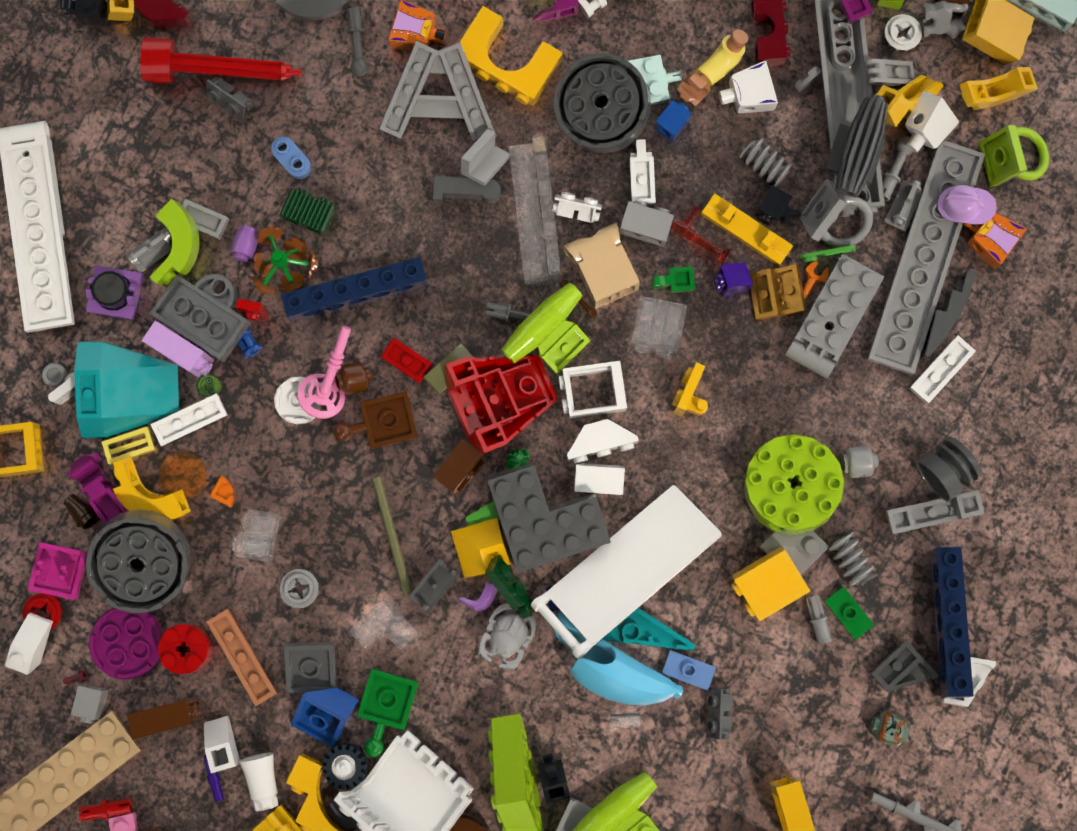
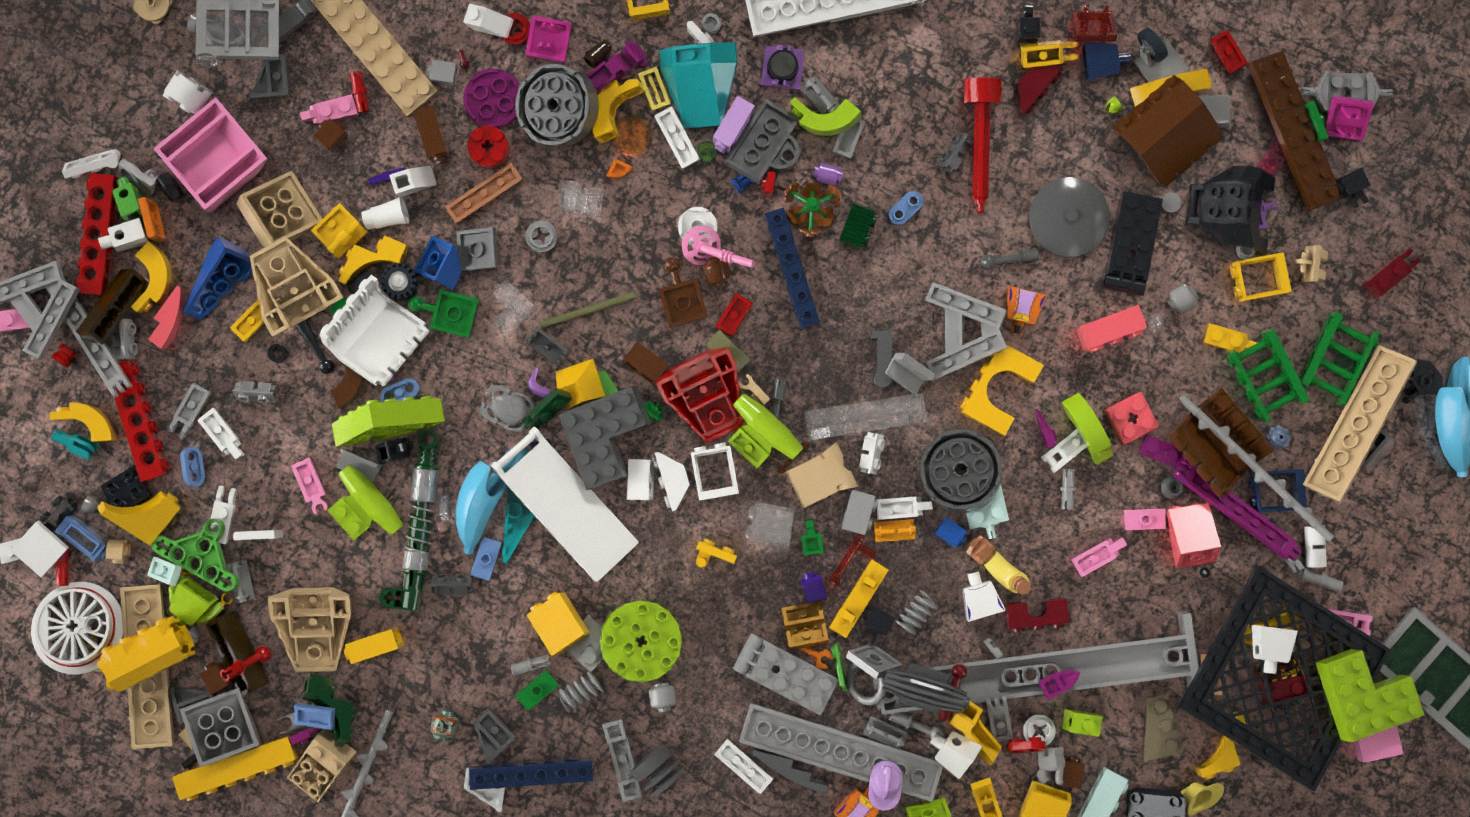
camera: 90 degrees right, 5 degrees up
(479, 770) = (400, 390): none -> medium blue plate
(499, 336) = (758, 395): none -> tan plate
(668, 184) = (894, 530): none -> light orange hinge
(690, 756) = (416, 556): none -> dark green piece
(838, 113) = (958, 672): none -> dark red pin
(920, 34) = (1021, 746): none -> red plate

